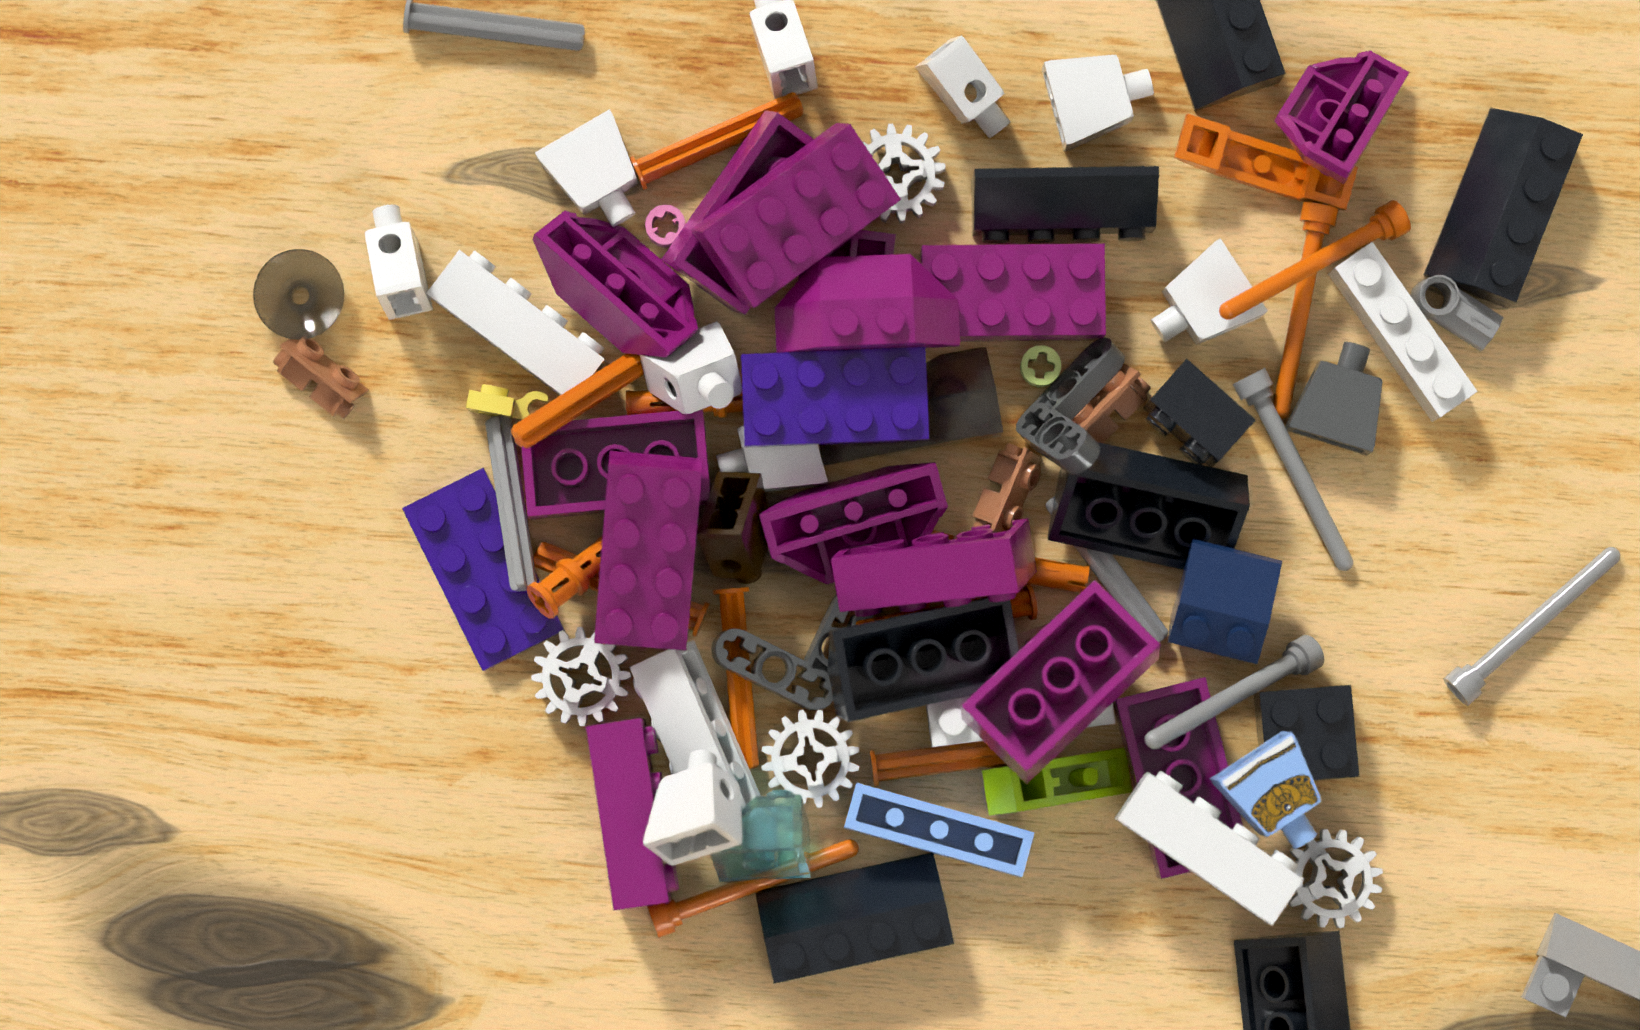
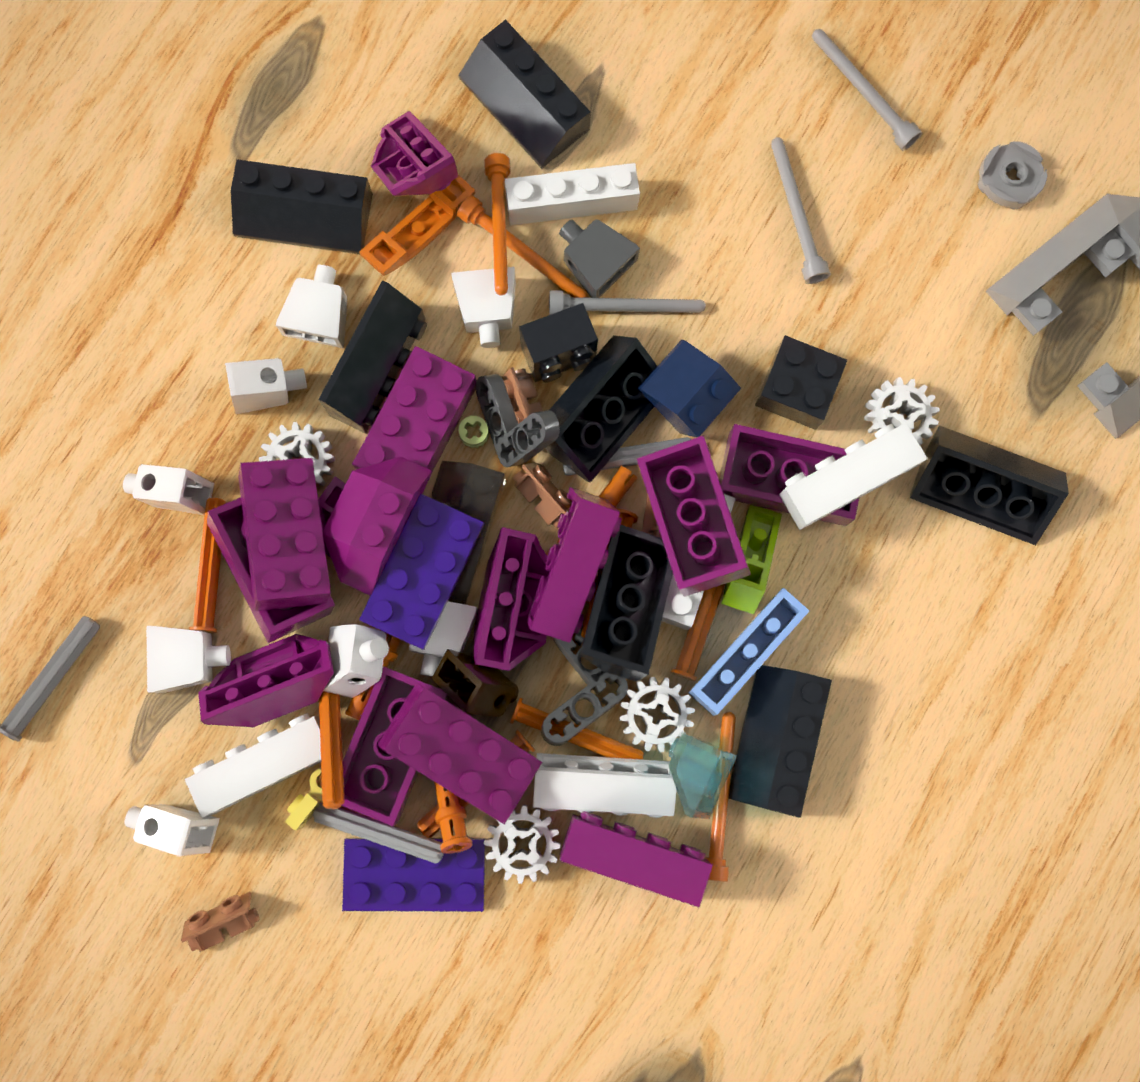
camera: 70 degrees left, 5 degrees down
(285, 275) = (138, 910): clear smoke dish -> none
(659, 213) = (238, 630): bright pink bush -> none
(695, 812) = (659, 813): white torso -> none
(1272, 789) = (832, 415): torso -> none
(1300, 657) = (748, 362): light grey piece -> none
(1459, 313) = (577, 154): light grey piece -> none

